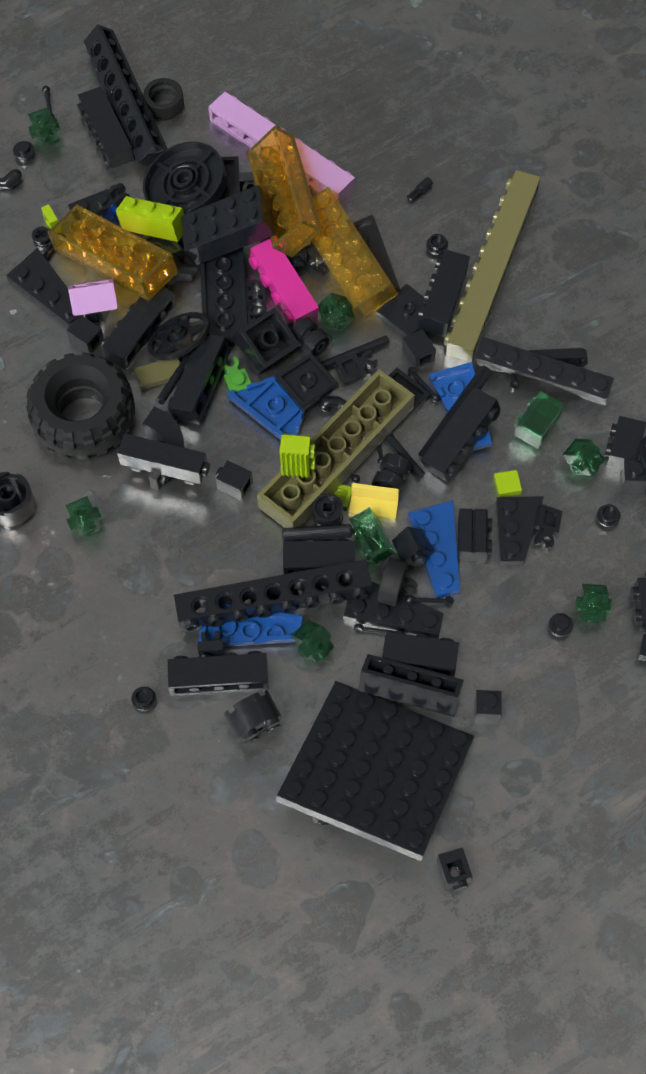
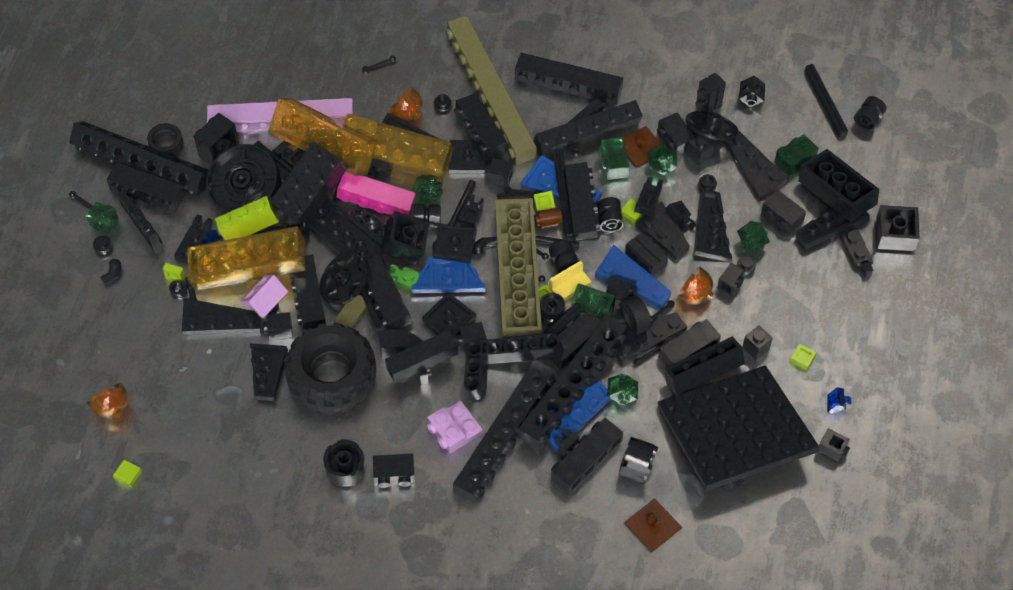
camera: 45 degrees left, 5 degrees down
(23, 373) = (268, 367): none -> black wing
(44, 541) = (393, 470): none -> black brick
(66, 157) = (141, 222): none -> black wing
(83, 517) = (404, 435): clear green brick -> none
(135, 547) = (453, 426): none -> lavender plate
(143, 698) = (557, 509): black plate -> none
(160, 583) = (471, 489): none -> black brick
(201, 124) = (215, 138): none -> black brick
(212, 790) = (653, 525): none -> reddish brown piece
(226, 502) = (505, 355): none -> black beam
(235, 443) = (449, 315): none -> black plate
(297, 455) = (508, 285): lime brick -> none
(398, 222) = (408, 106): none -> clear orange cylinder
(402, 162) = (365, 69): none -> black hinge
(417, 426) = (548, 218): none -> reddish brown brick
(420, 188) = (395, 76): black pin -> none
(431, 409) = (544, 200): none -> lime tile
(479, 468) = (610, 214): none -> black wheel
(485, 607) = (697, 288): none -> clear orange cylinder
(506, 831) = (837, 400): none -> clear blue tile
(521, 759) = (803, 356): none -> lime tile
(529, 626) = (731, 279): none -> black brick
(533, 482) = (649, 197): none -> black hinge
(560, 565) = (711, 229): none -> black wing
(578, 311) = (568, 78): none -> black brick
(582, 424) = (638, 144): none -> reddish brown piece

